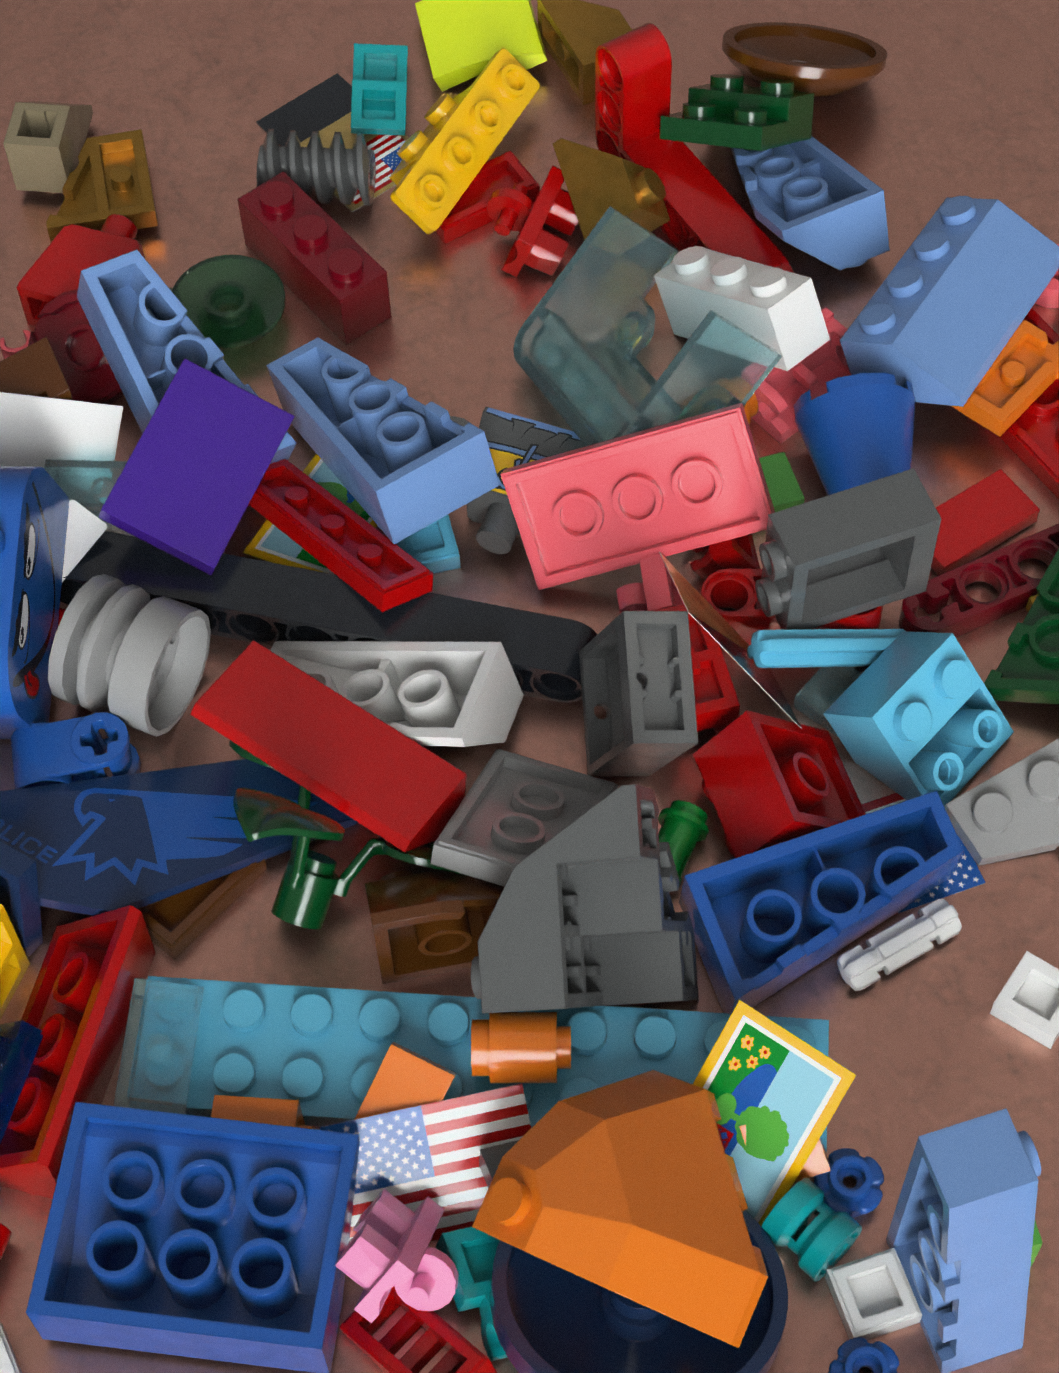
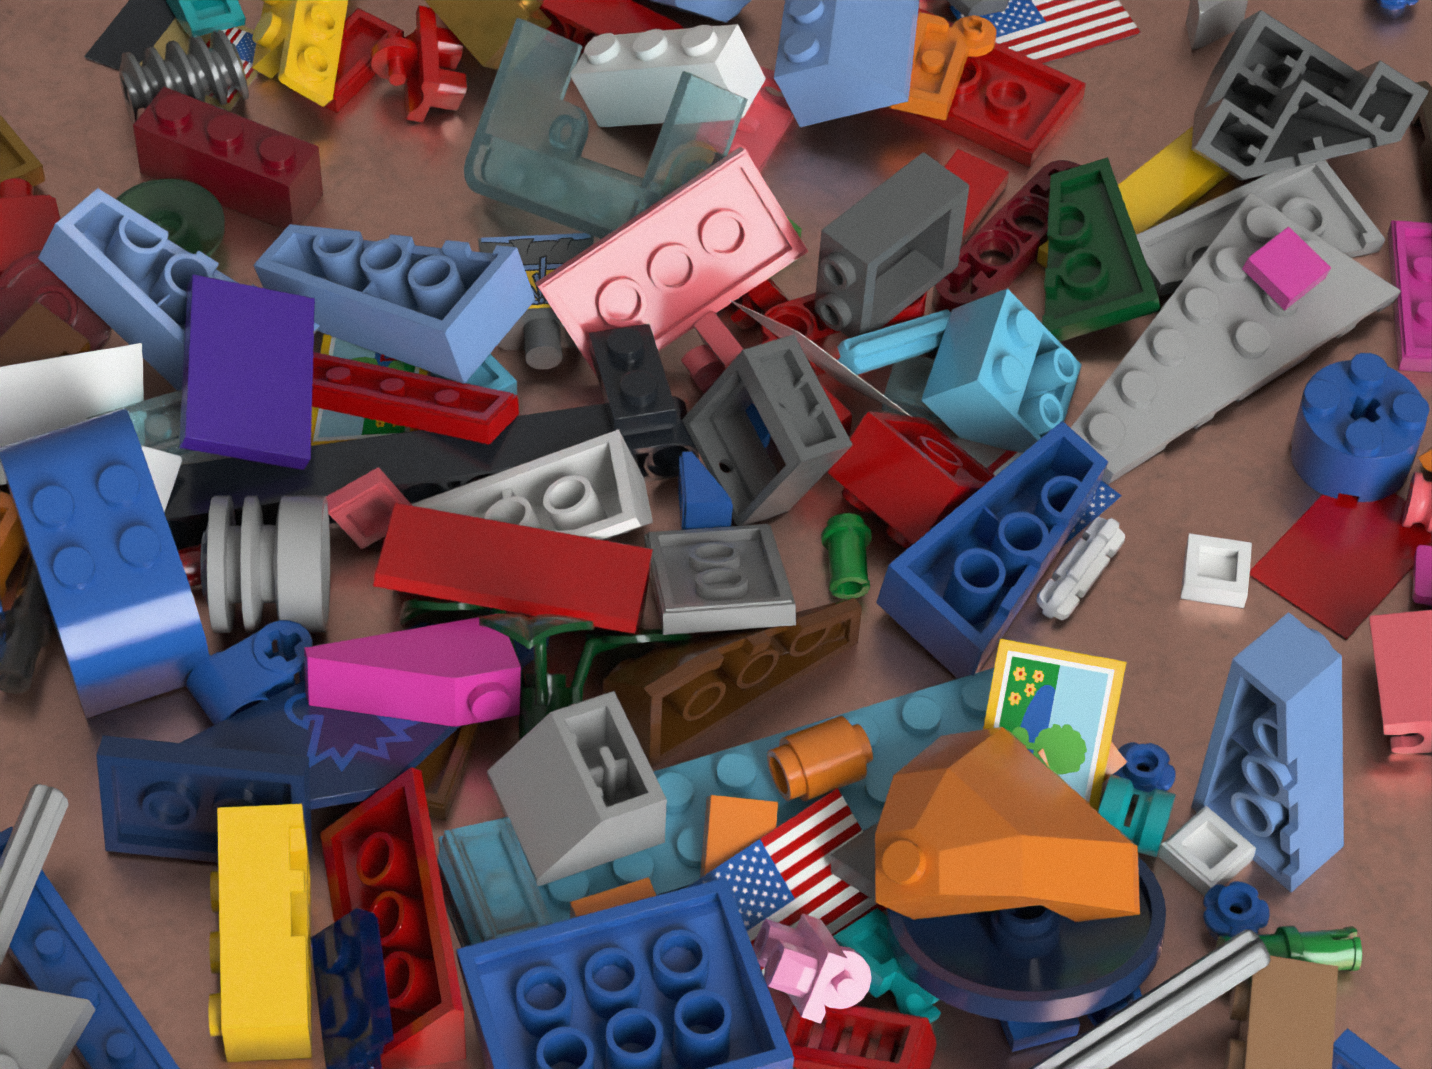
camera: 30 degrees left, 5 degrees down
(195, 813) = (421, 674): none -> dark pink slope
(255, 621) = (365, 507): none -> coral tile
(275, 990) = (580, 790): none -> light grey slope
(549, 596) = (632, 380): none -> black plate
(557, 733) = (700, 496): none -> blue slope
(590, 918) = (836, 622): dark grey brick -> none
(858, 429) = (826, 154): blue cone -> none

